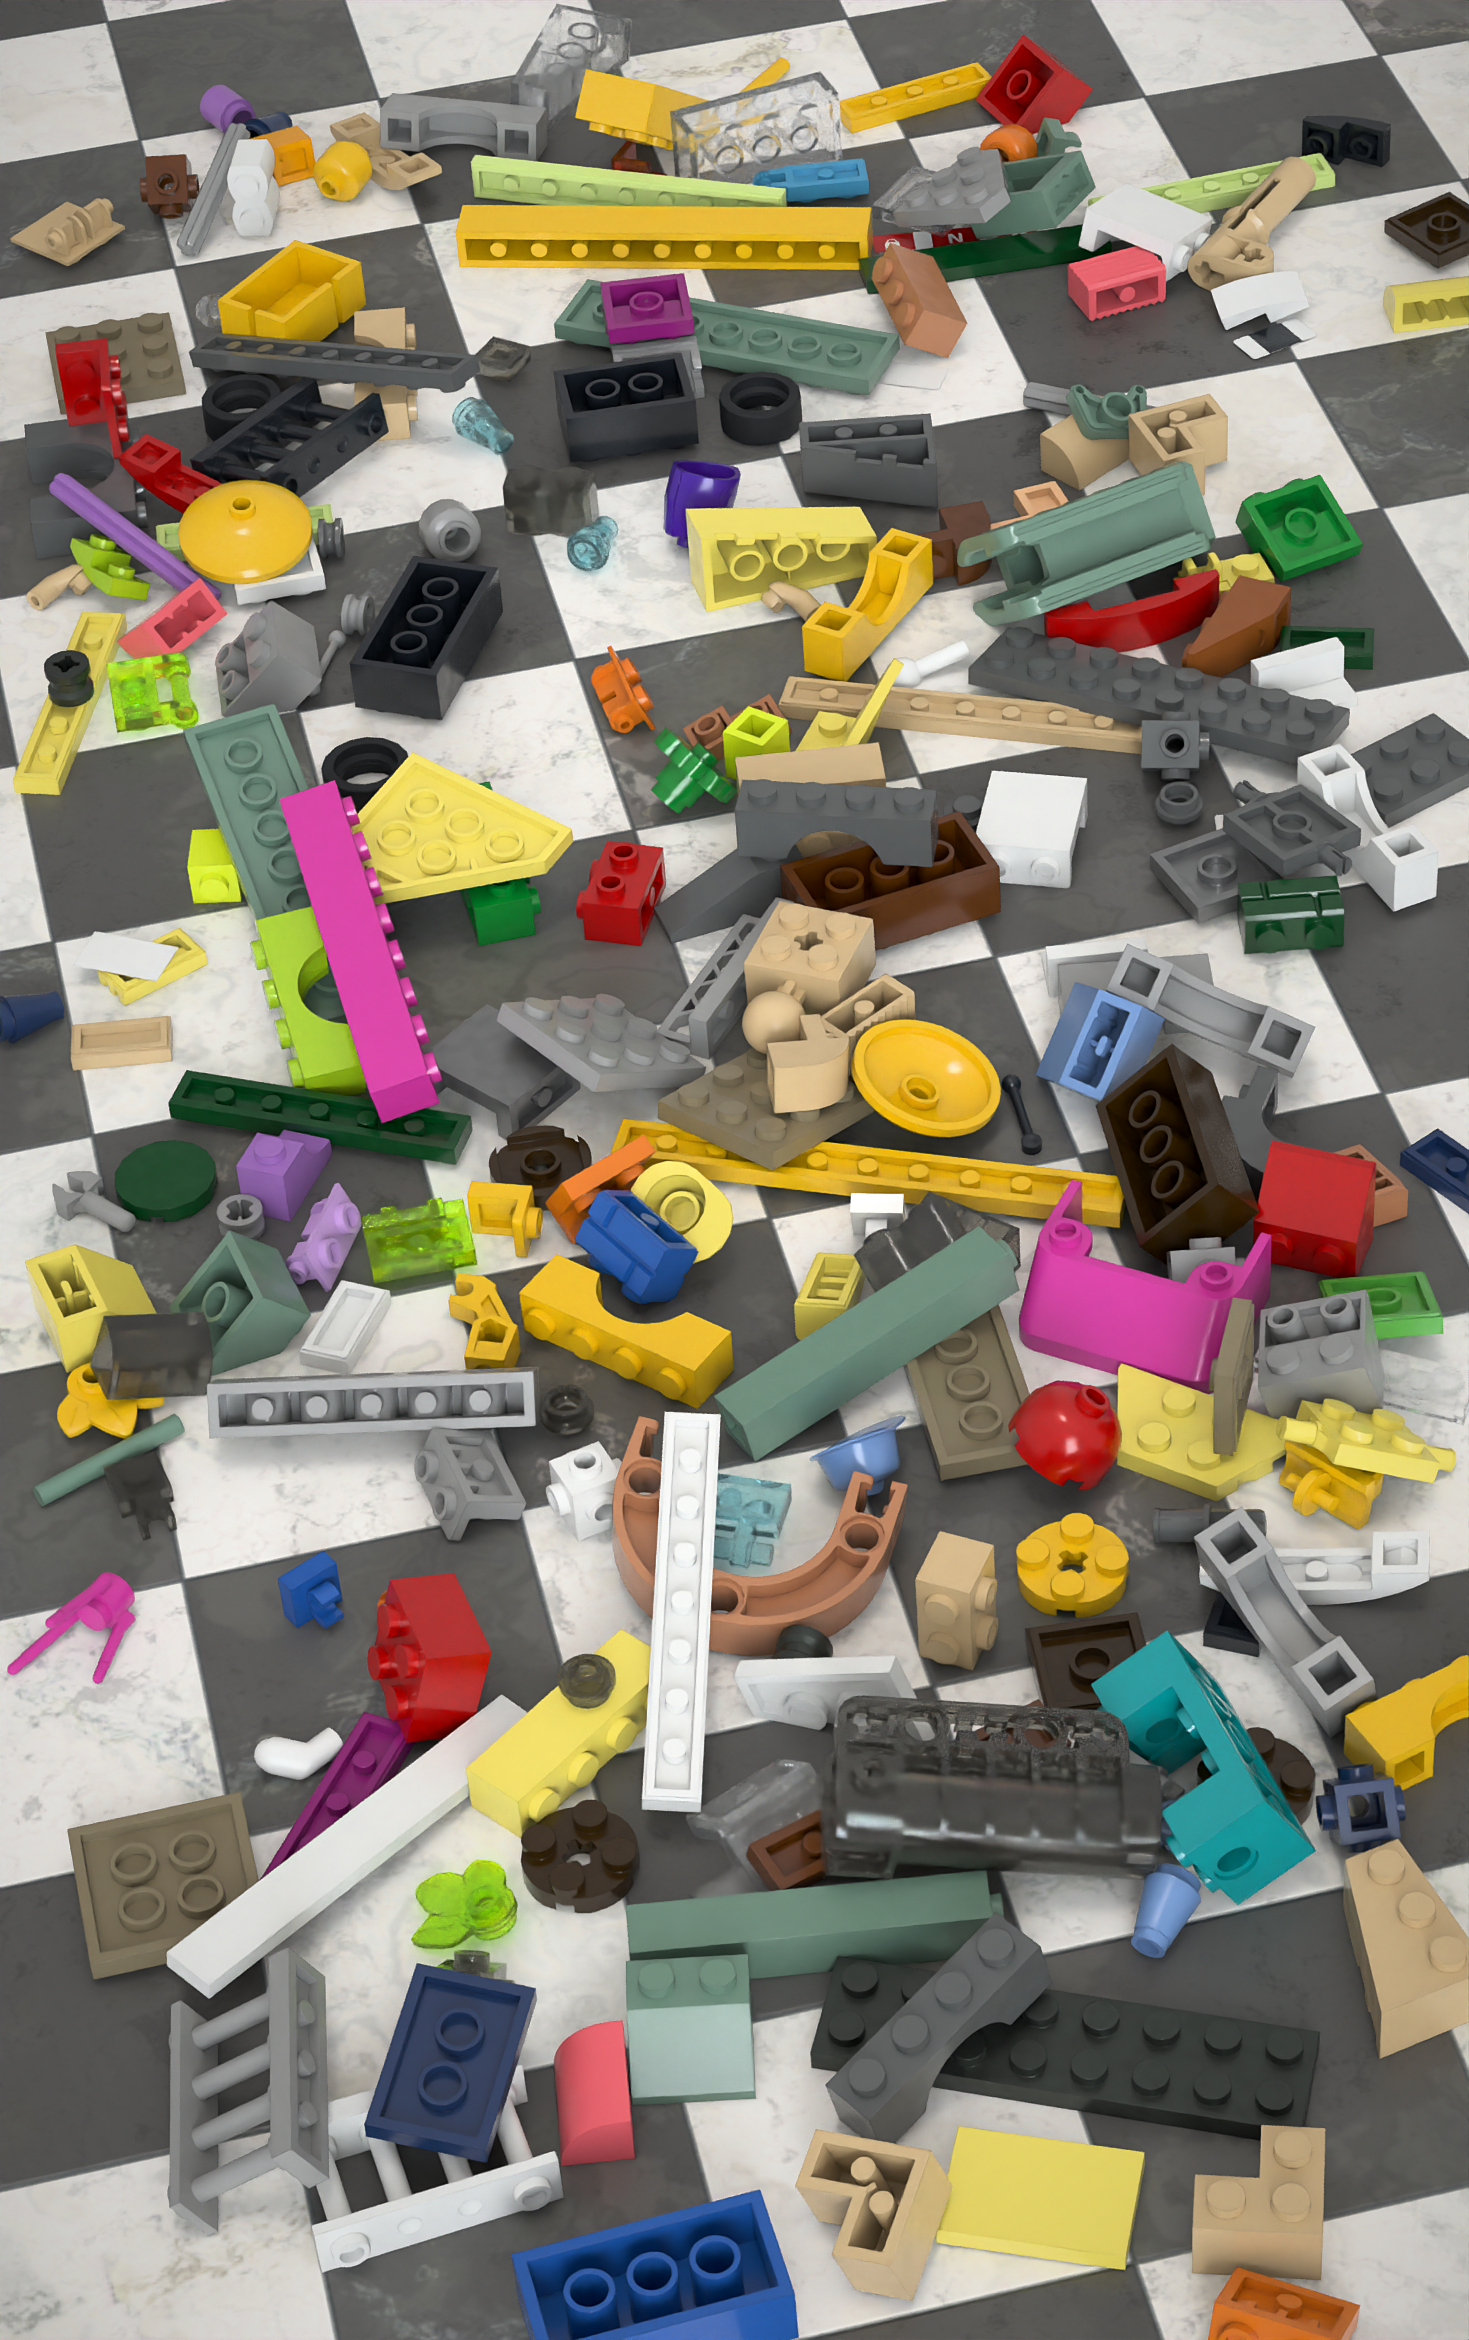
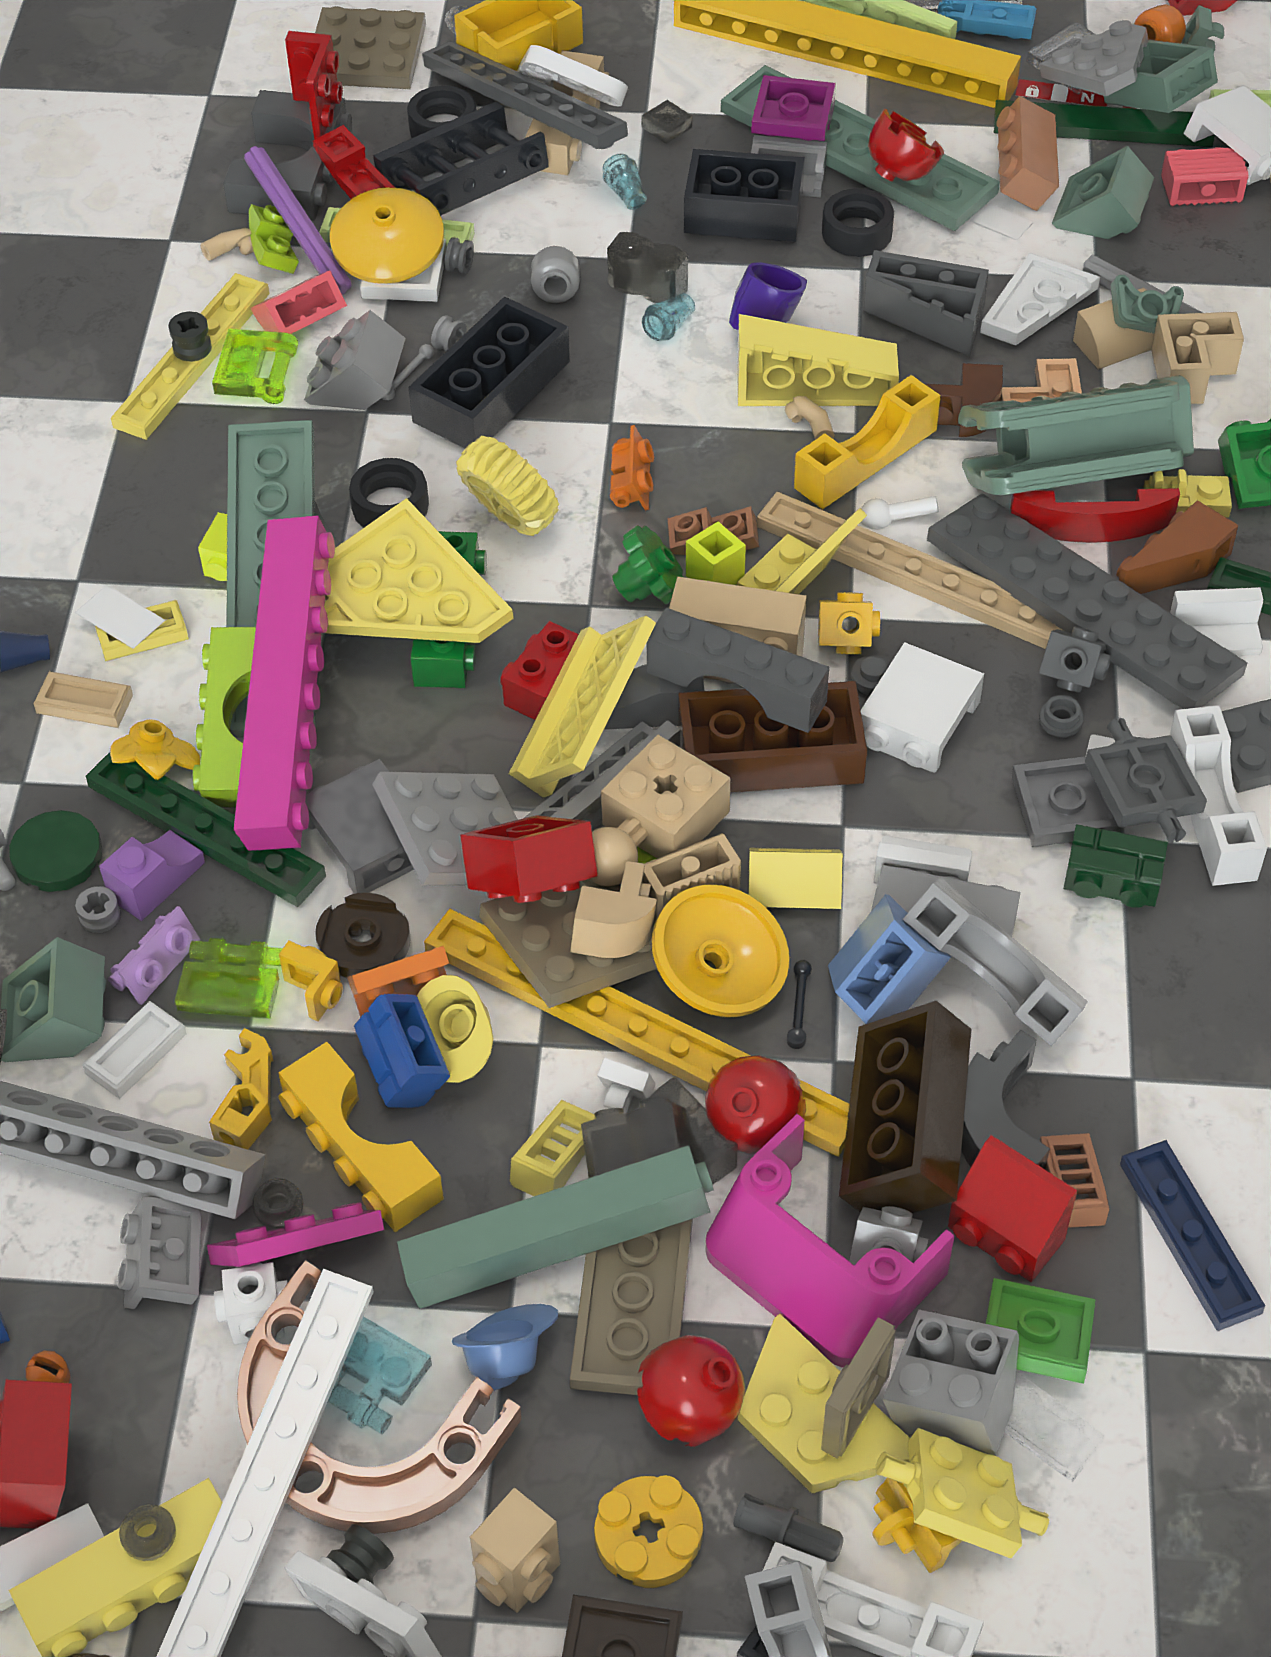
camera: 15 degrees right, 10 degrees up
(224, 1057) = (154, 749): none -> yellow plate
(356, 322) = (548, 65): none -> white beam
(503, 729) = (507, 485): none -> light yellow gear
(609, 1417) = (298, 1235): none -> dark pink wing
(683, 900) = (580, 705): none -> light yellow fence
(697, 1038) = (529, 857): none -> red brick
(784, 322) = (901, 148): none -> red cylinder
(905, 765) = (831, 618): none -> yellow brick
(972, 1001) = (796, 877): none -> light yellow brick
(986, 435) = (1036, 297): none -> white wing
(1018, 1188) = (753, 1100): none -> red cylinder
(1019, 324) = (1105, 196): none -> sand green slope

